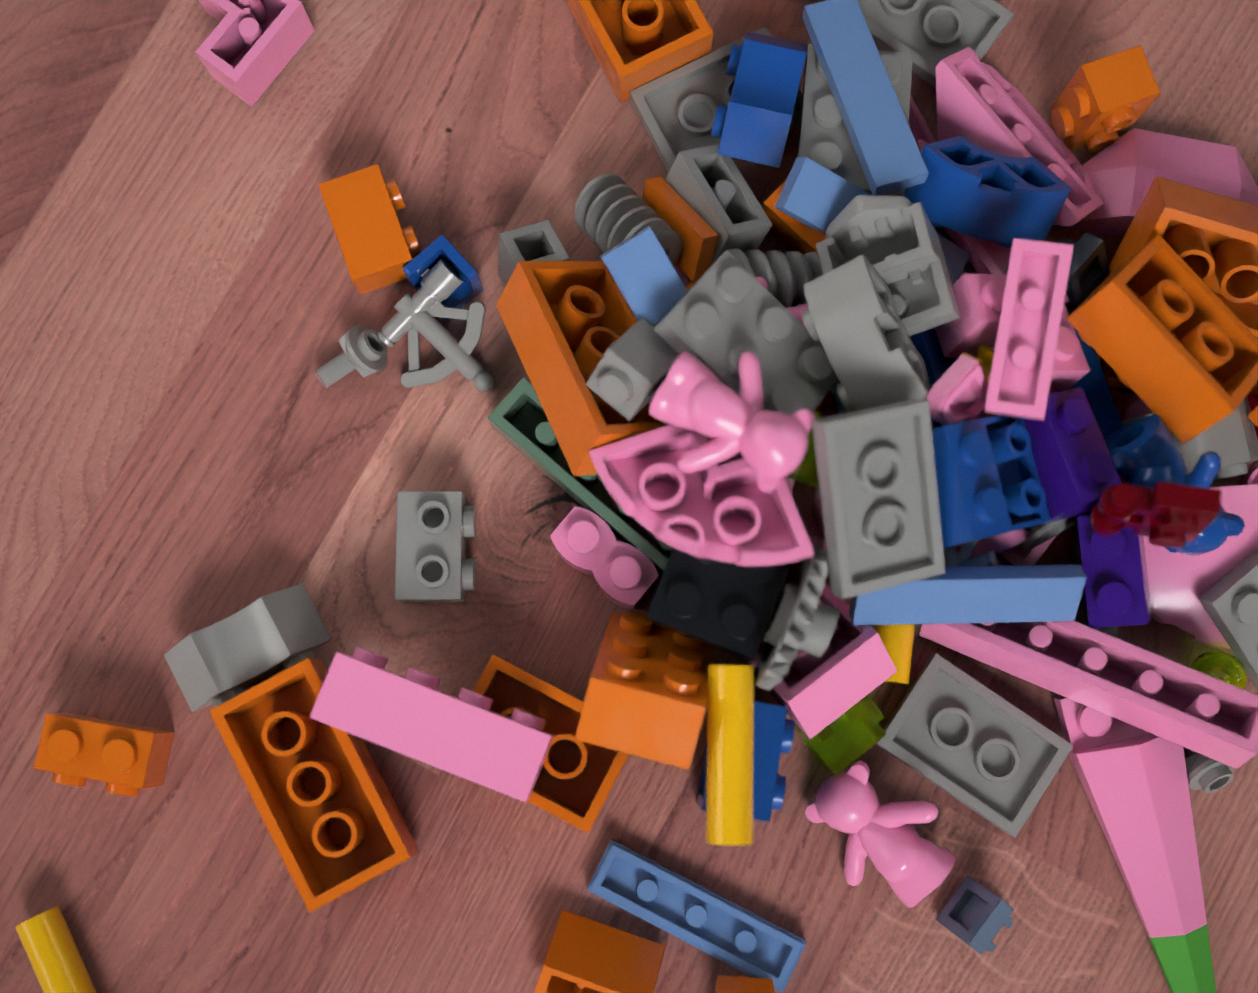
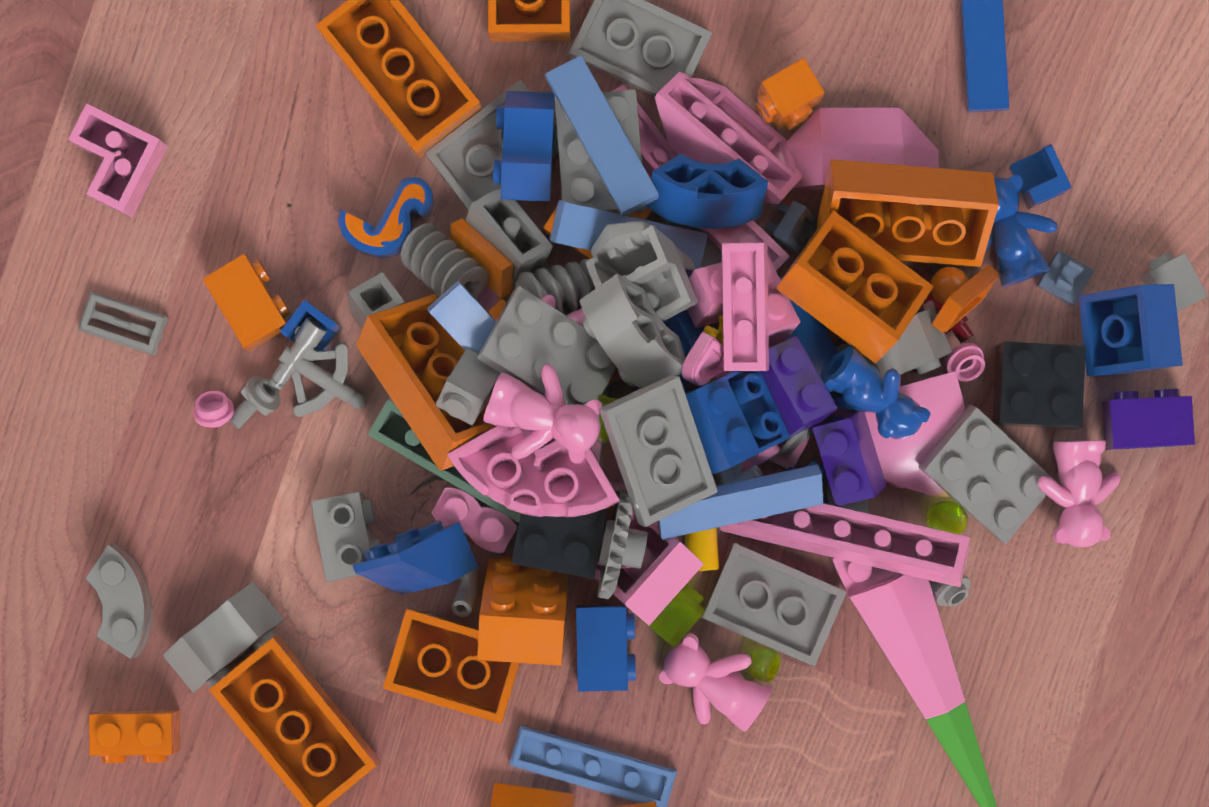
camera: 10 degrees left, 5 degrees up
(130, 575) = (125, 601): none -> light grey brick
(248, 252) = (156, 334): none -> light grey tile
(299, 355) = (213, 409): none -> bright pink plate
(433, 725) = (375, 668): bright pink brick -> none
(522, 592) = (419, 559): none -> blue slope
(557, 187) = (386, 239): none -> blue animal
(577, 647) = (466, 594): none -> light grey arm
(730, 755) = (589, 648): yellow piece -> none
(949, 823) = (764, 664): none -> clear neon green hinge
(975, 915) = (795, 728): sand blue tile -> none
(1164, 513) = (863, 421): dark red plate -> none

